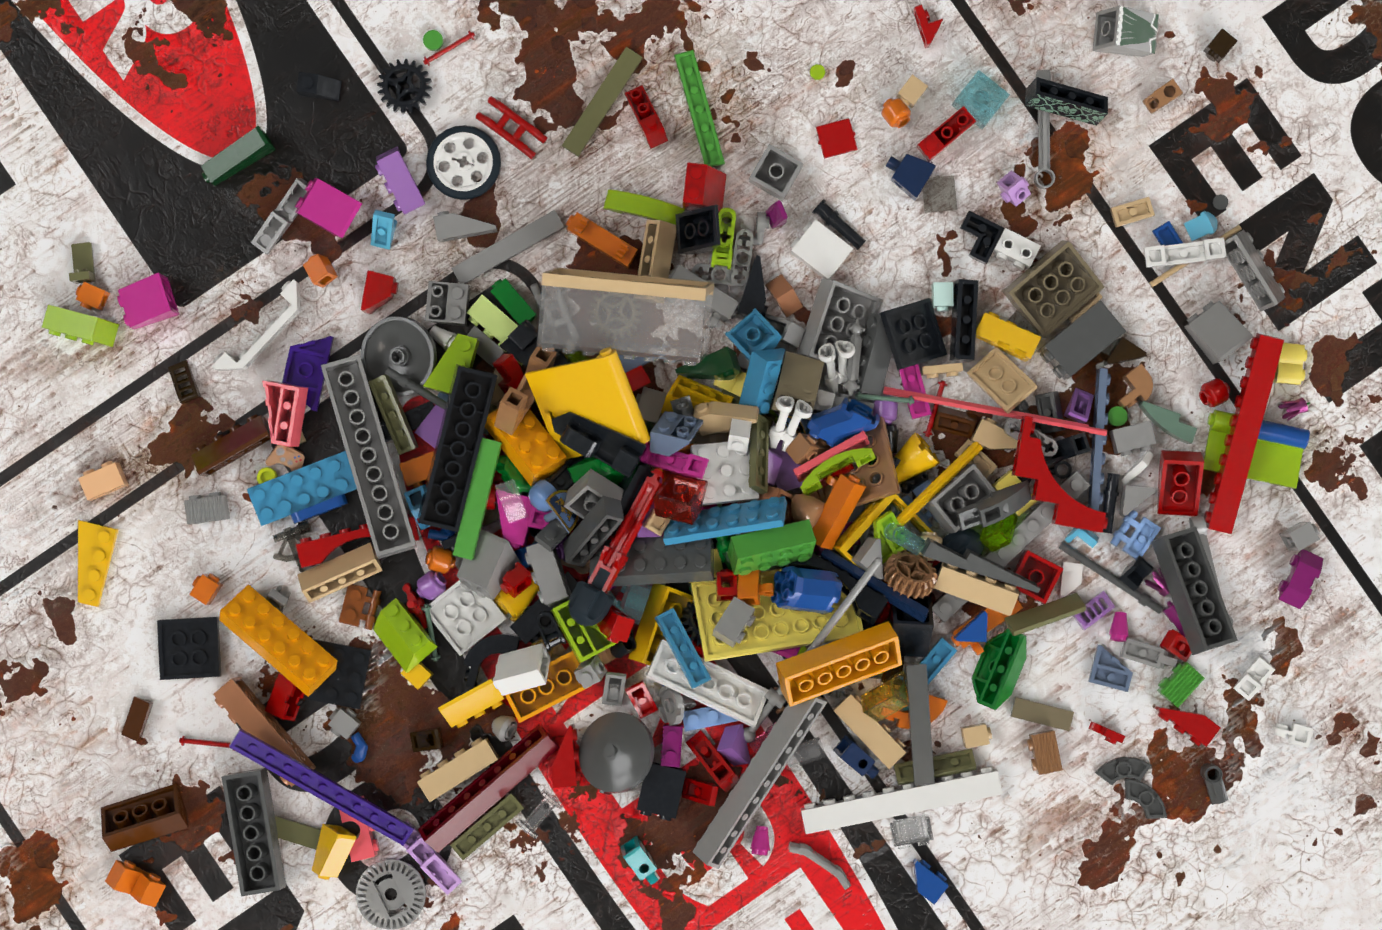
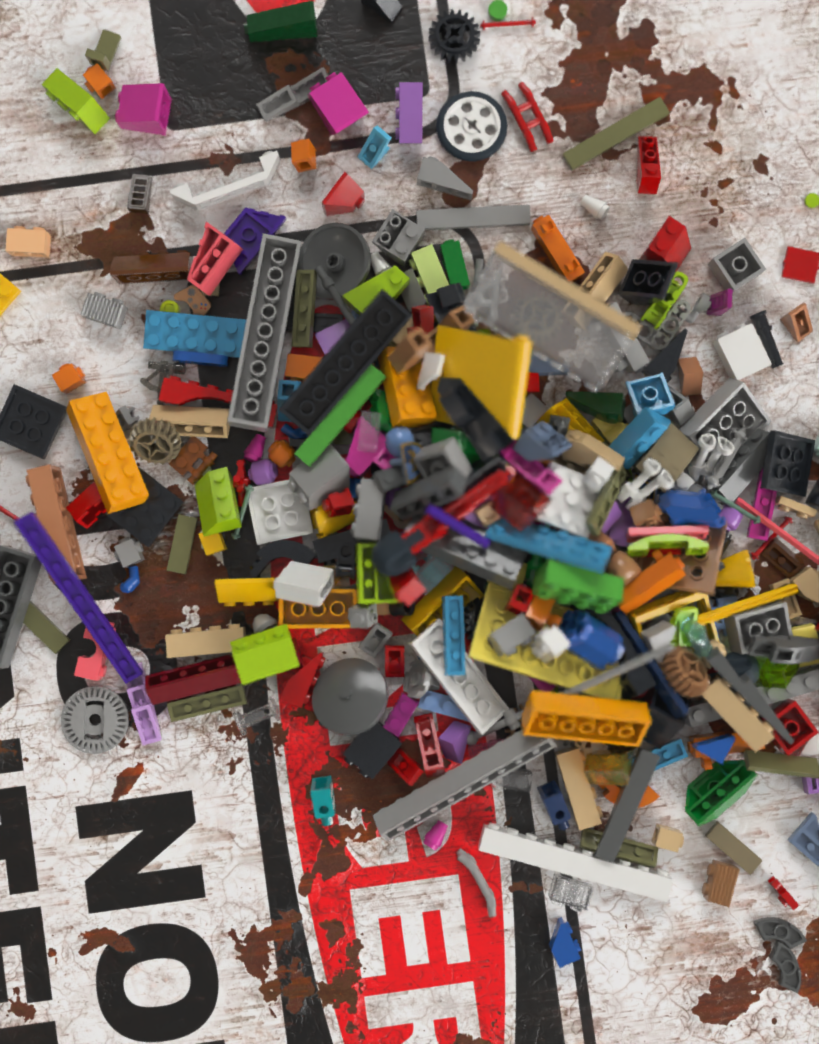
camera: 20 degrees right, 0 degrees up
(317, 607) = (143, 436): none -> dark tan gear
(332, 851) = (62, 657): yellow slope -> none
(389, 690) = (182, 544): none -> olive tile
(413, 567) = (255, 448): none -> dark pink cone
(427, 739) = (193, 602): dark brown slope -> none
(517, 752) = (264, 654): none -> lime slope
(538, 416) = (430, 369): none -> white tile
(617, 181) = (595, 207): none -> white cone
(638, 548) = (457, 526): none -> dark purple piece
(641, 206) = (605, 237): lime slope -> none
(699, 109) = (696, 178): bright green tile -> none
(771, 613) = (549, 644): none -> white brick
(860, 195) = (798, 322): none -> nougat slope

